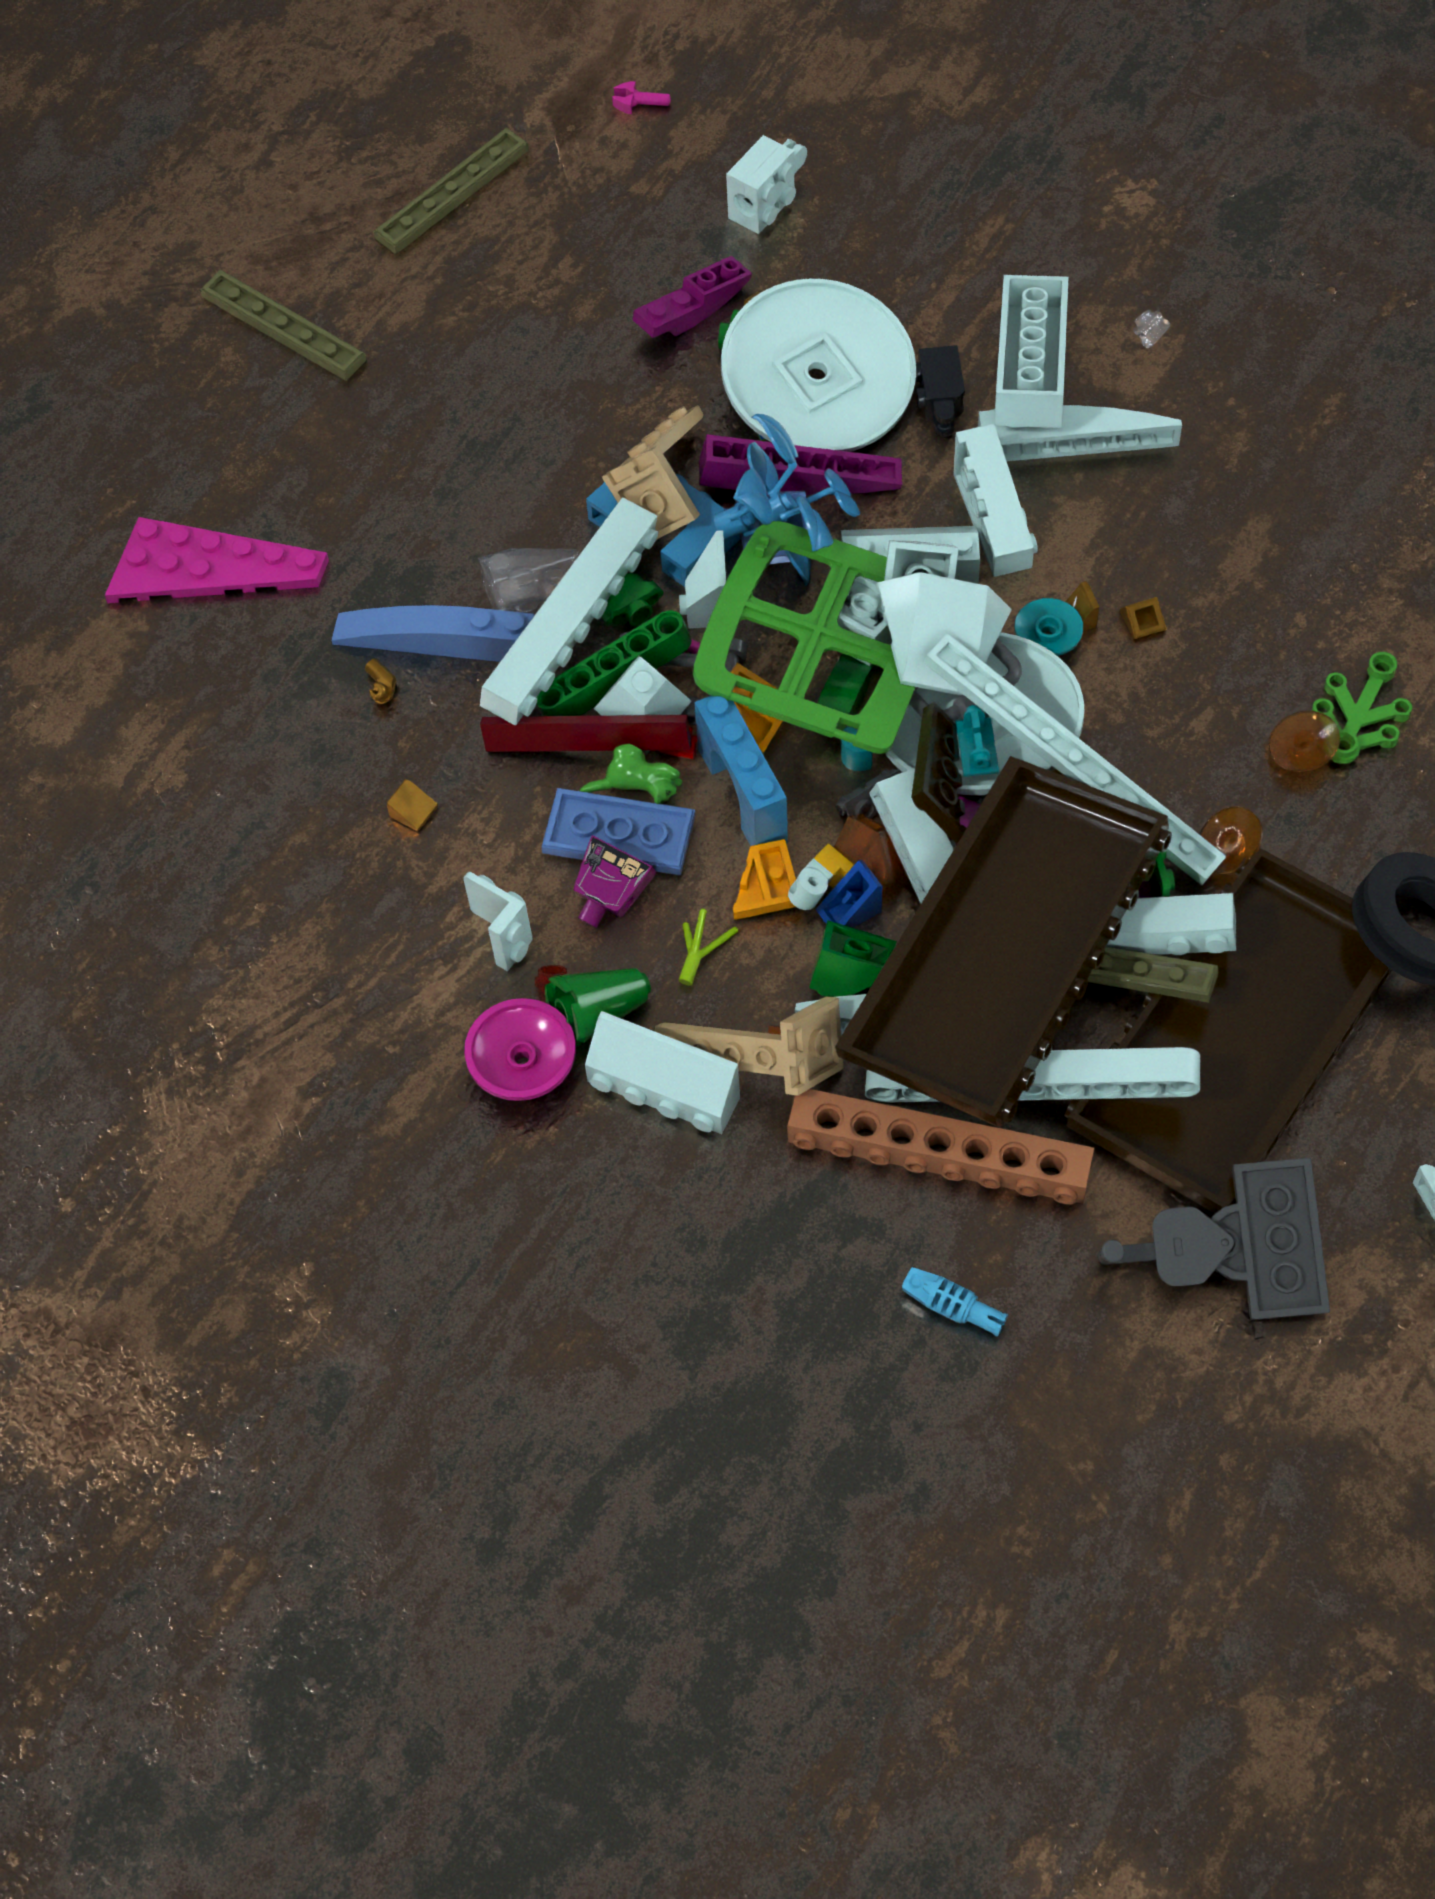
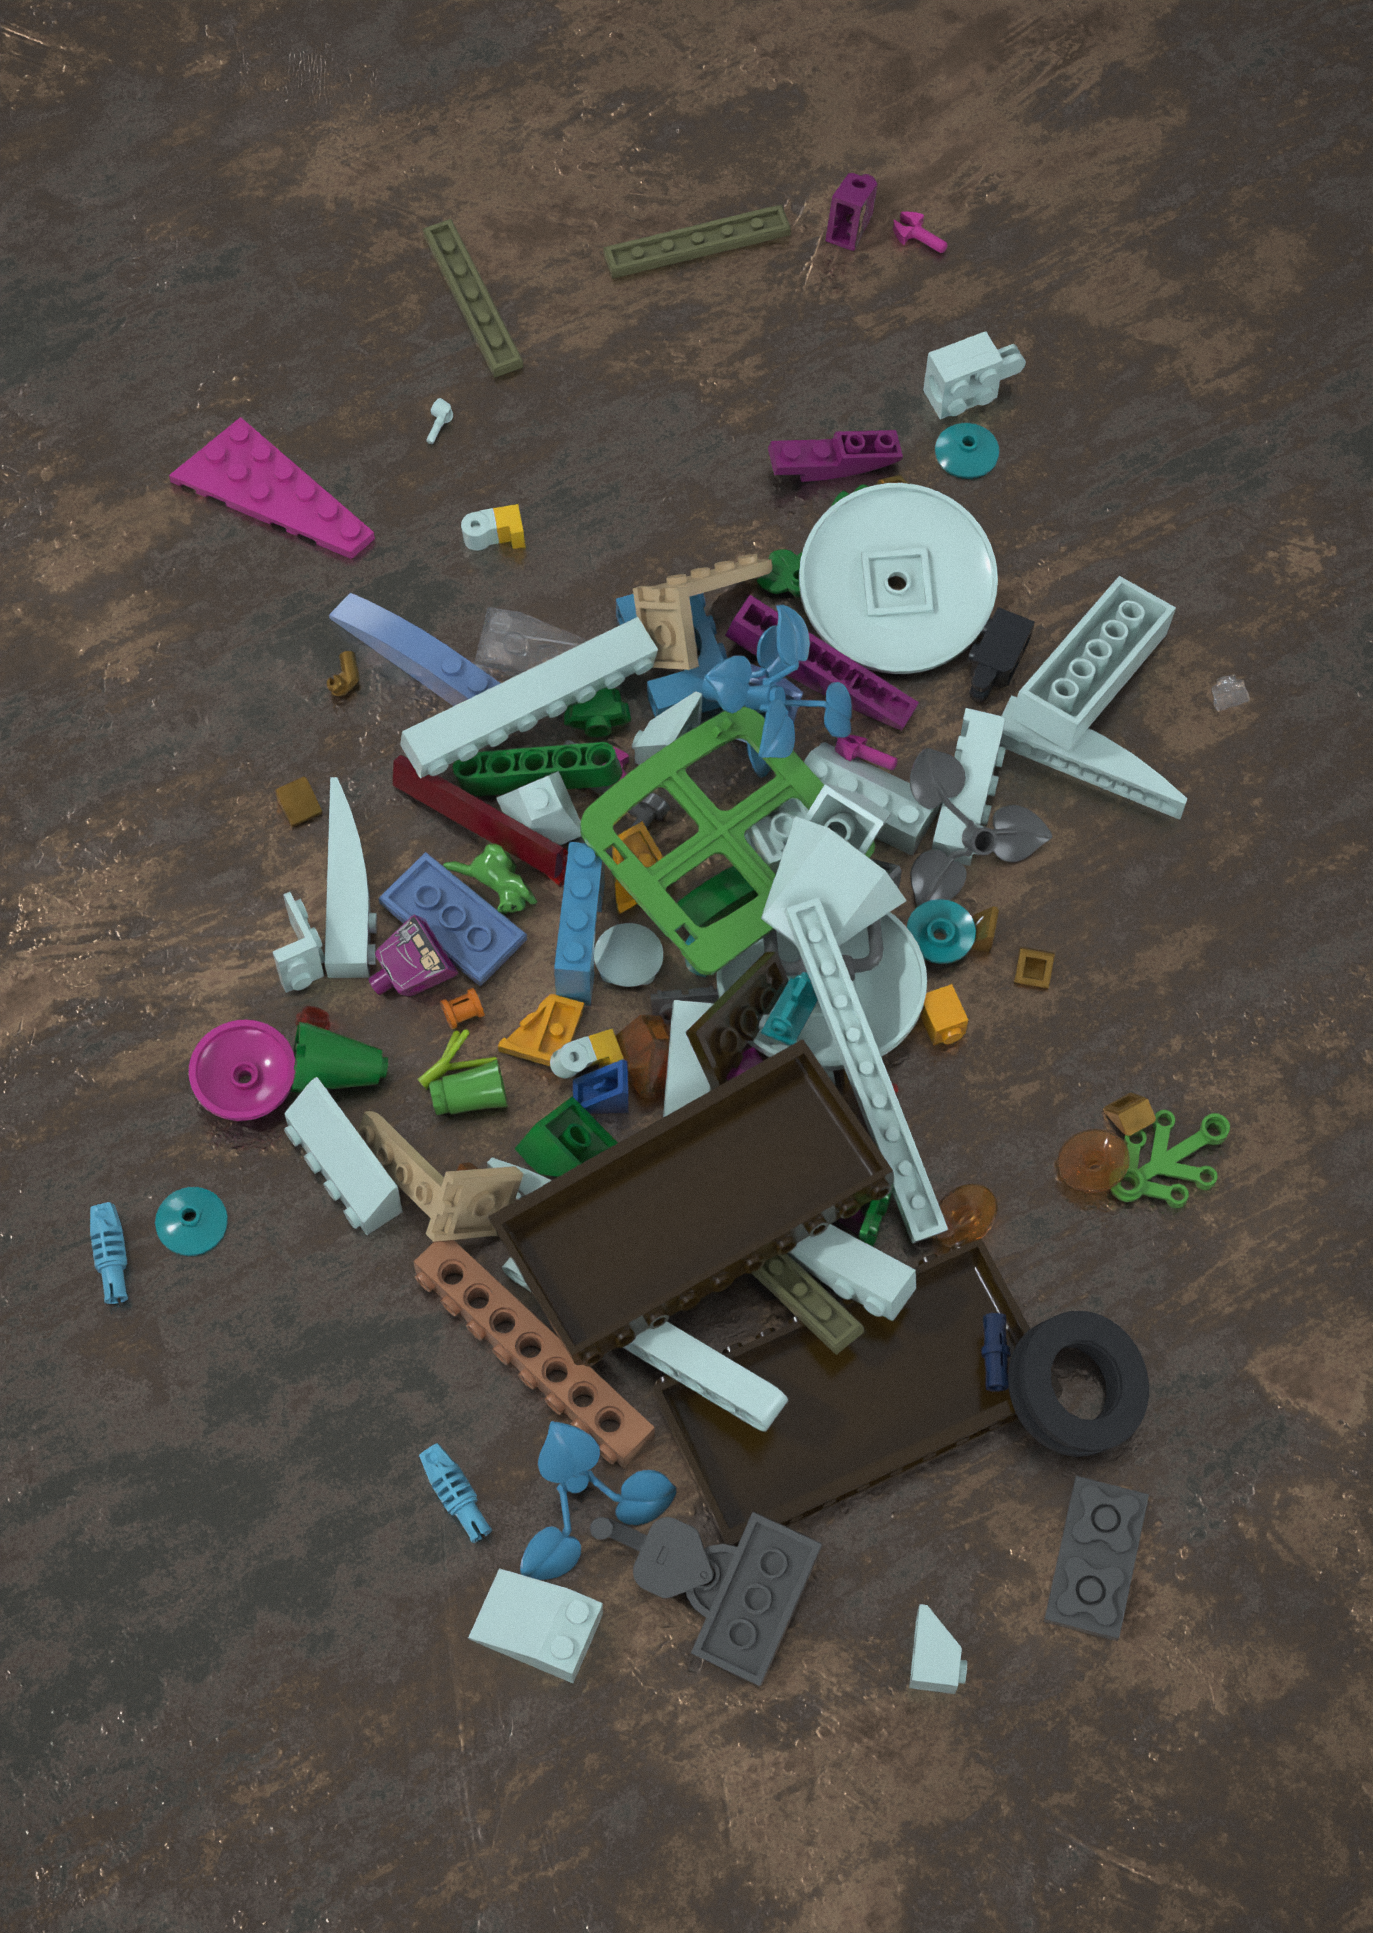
camera: 25 degrees right, 5 degrees up
(320, 427) = (443, 413): none -> light aqua hand
(434, 496) = (493, 527): none -> leg
(499, 1269) = (109, 1251): none -> medium azure hinge
(509, 854) = (348, 899): none -> light aqua slope
(556, 1221) = (197, 1235): none -> teal dish
(573, 94) = (856, 197): none -> magenta torso
(679, 899) = (462, 1008): none -> orange bush
(716, 413) = (784, 573): none -> green plate
(735, 961) = (470, 1090): none -> bright green plant
(799, 247) = (963, 460): none -> teal dish
(801, 779) = (628, 955): none -> light aqua dish
(871, 519) = (855, 746): none -> dark pink bar
(1048, 1197) = (567, 1461): none -> dark azure plant
(1053, 521) = (1014, 837): none -> dark grey plant
(1101, 692) = (944, 1016): none -> light orange brick
(1103, 1369) = (537, 1623): none -> light aqua slope
(1305, 689) = (1130, 1113): none -> pearl gold slope
(1338, 929) = (995, 1352): none -> dark blue pin

